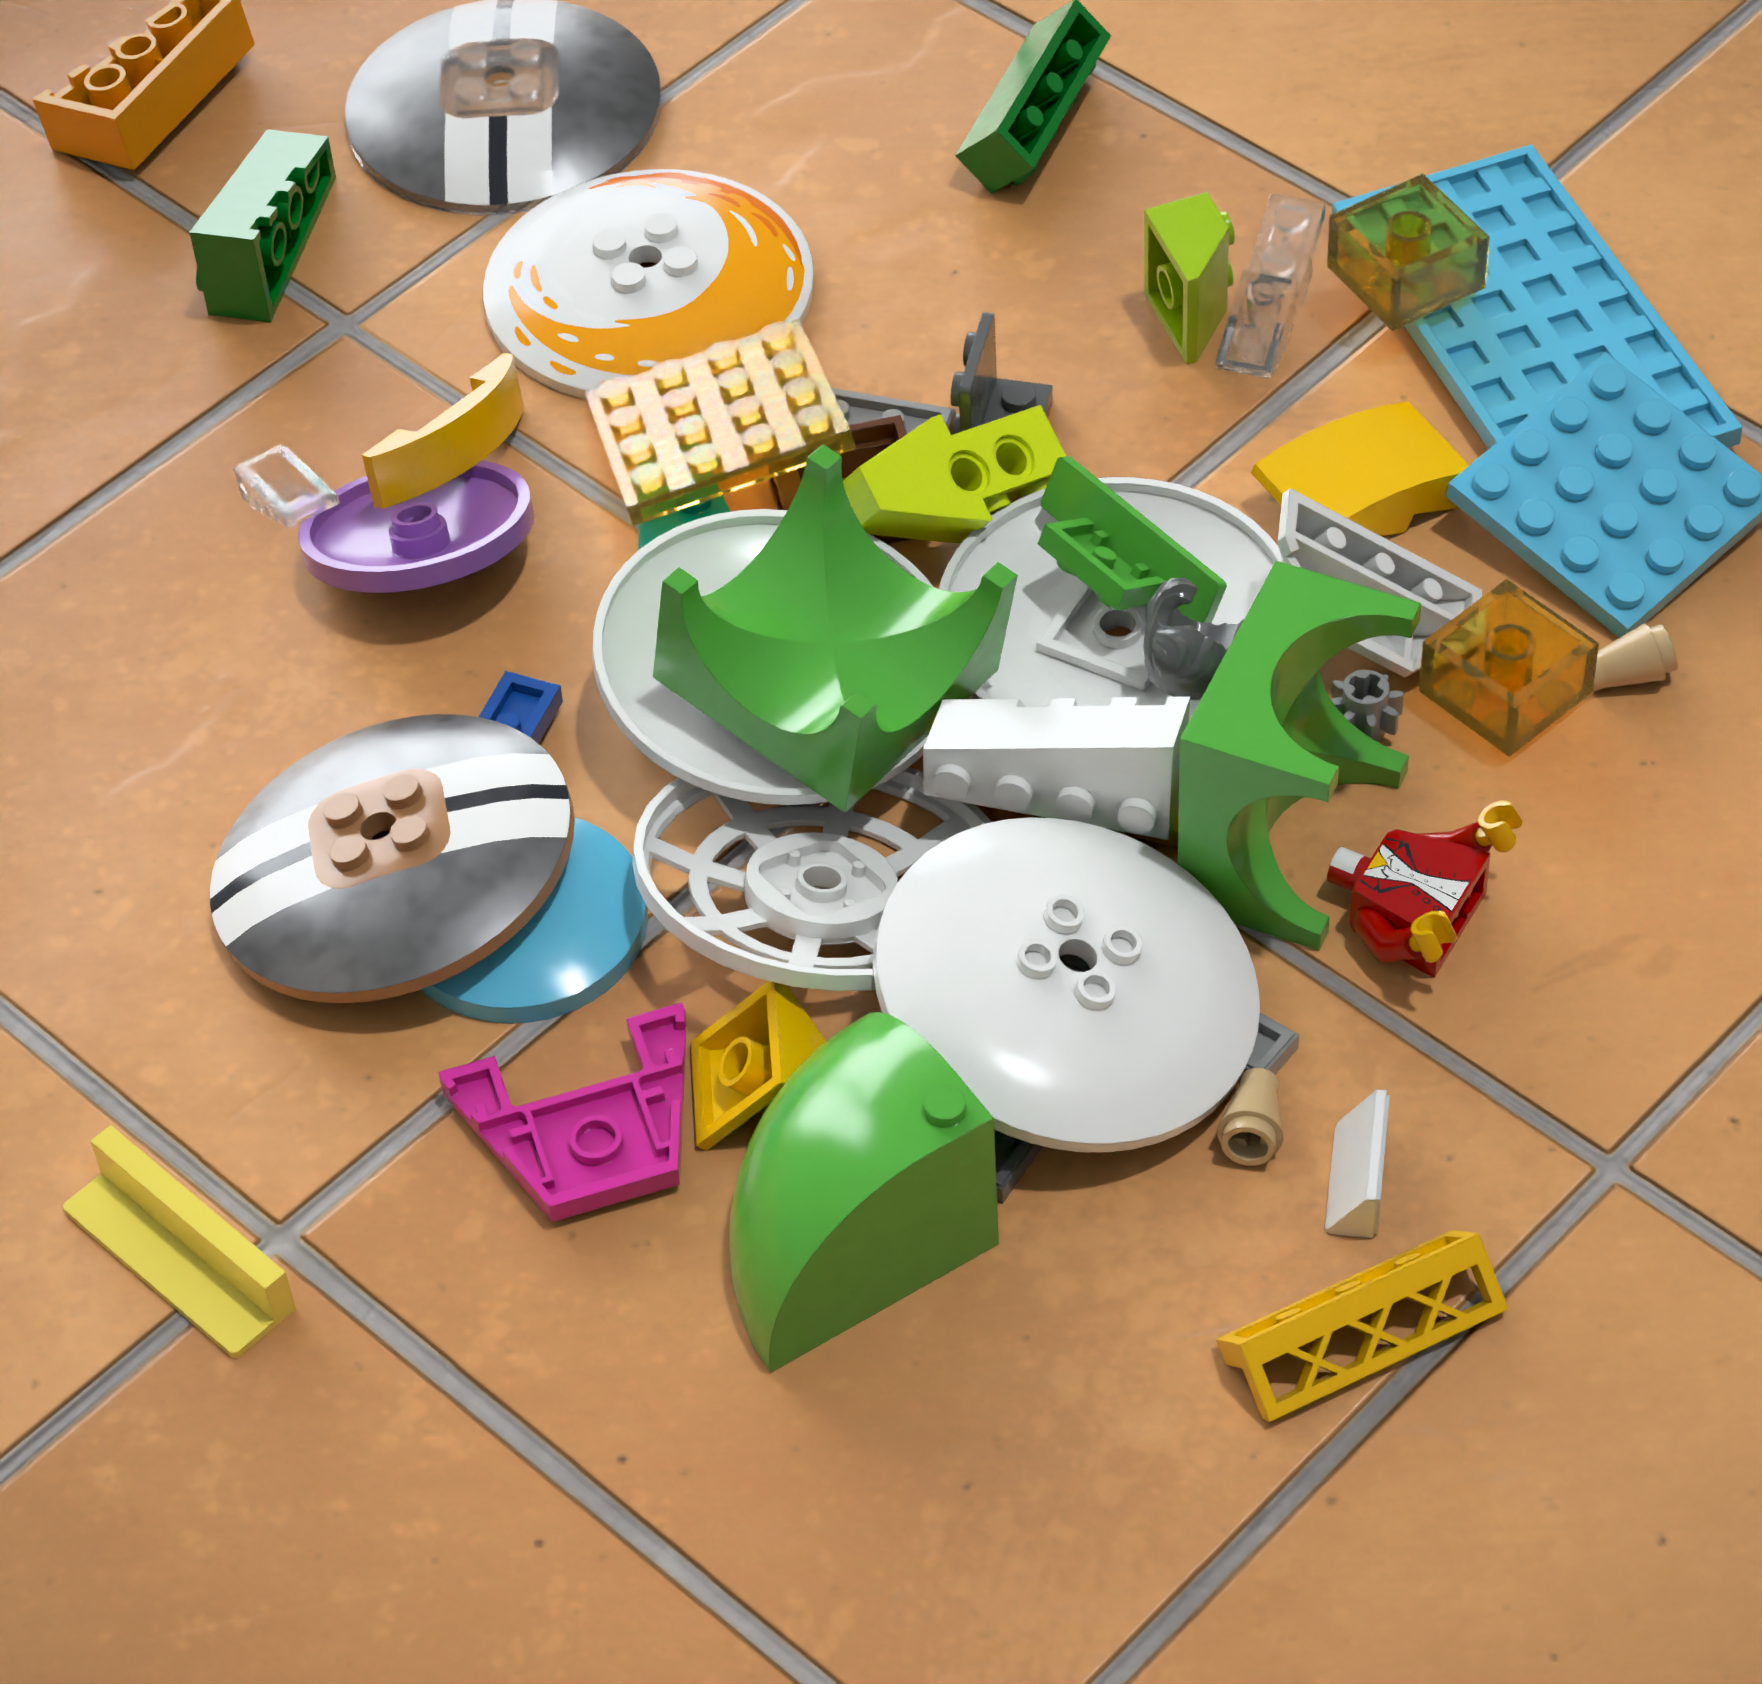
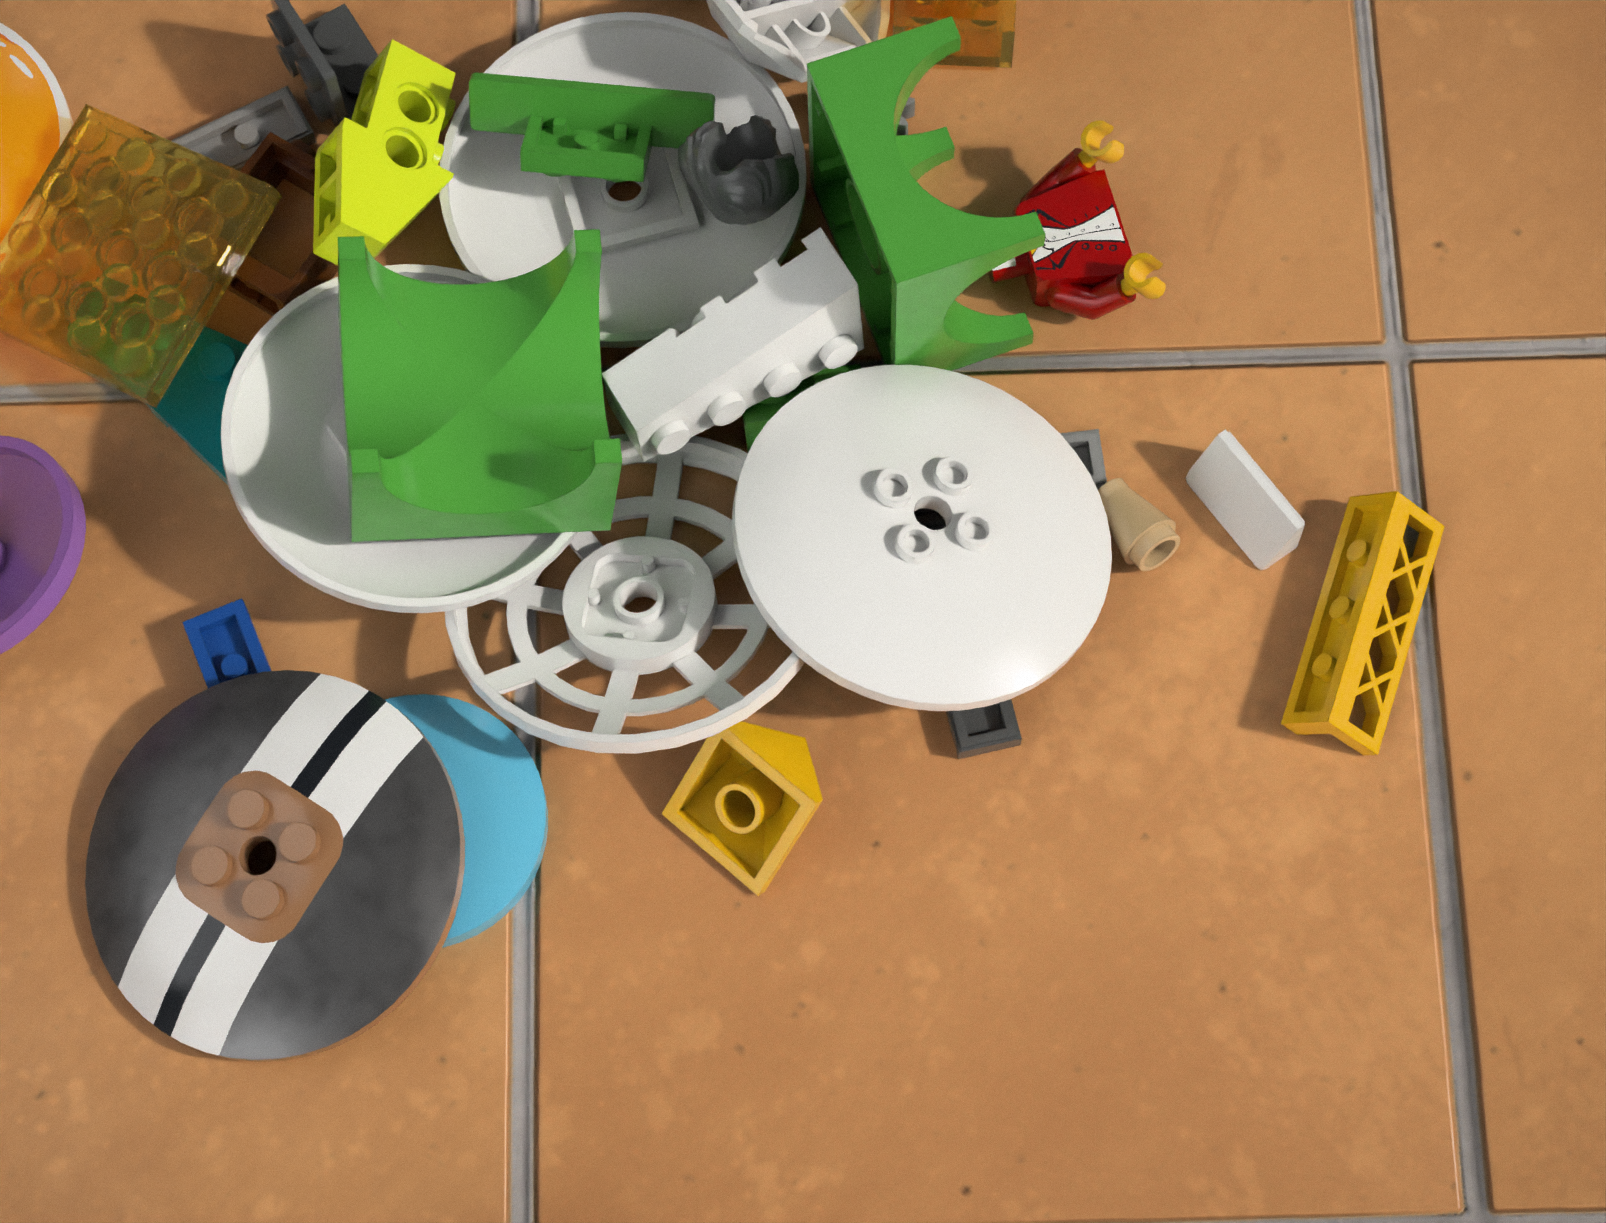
camera: 45 degrees left, 20 degrees up
(594, 1140) = (686, 964): dark pink wing -> none
(858, 1188) = (928, 832): bright green brick -> none

